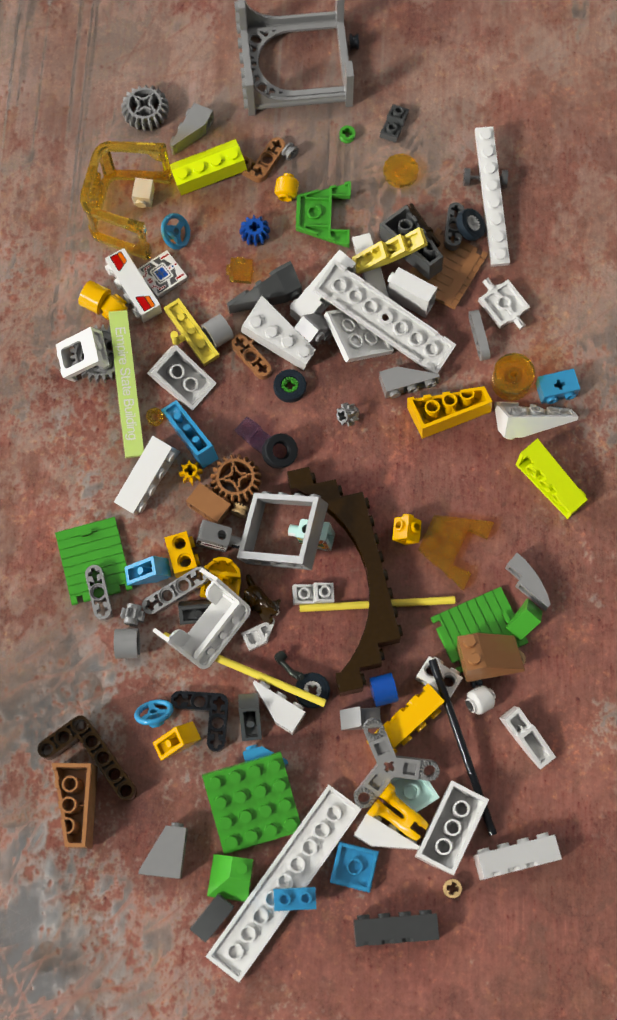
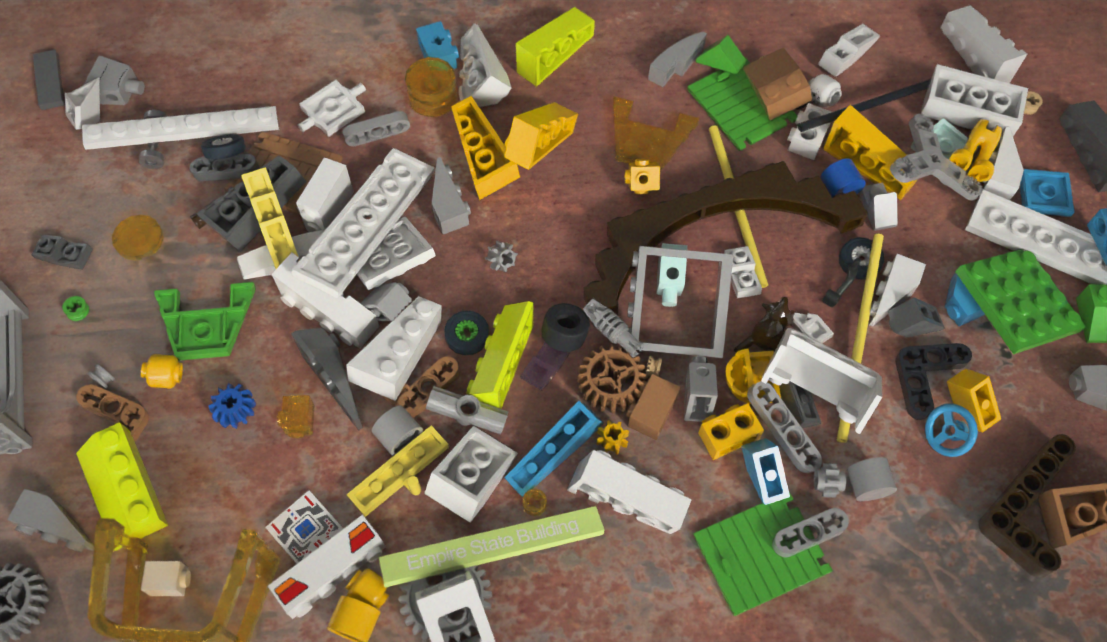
camera: 100 degrees left, 10 degrees down
(172, 232) = (235, 519): dark azure piece -> none
(220, 388) = (450, 405): none -> light grey piece
(262, 405) = (502, 354): none -> neon yellow slope
(270, 479) = (612, 326): none -> light grey hinge
(449, 450) = (538, 133): none -> yellow wedge
(517, 128) = (83, 104): none -> white slope
(543, 147) = (115, 81): none -> light grey torso
(554, 105) = (48, 80): none -> dark grey tile

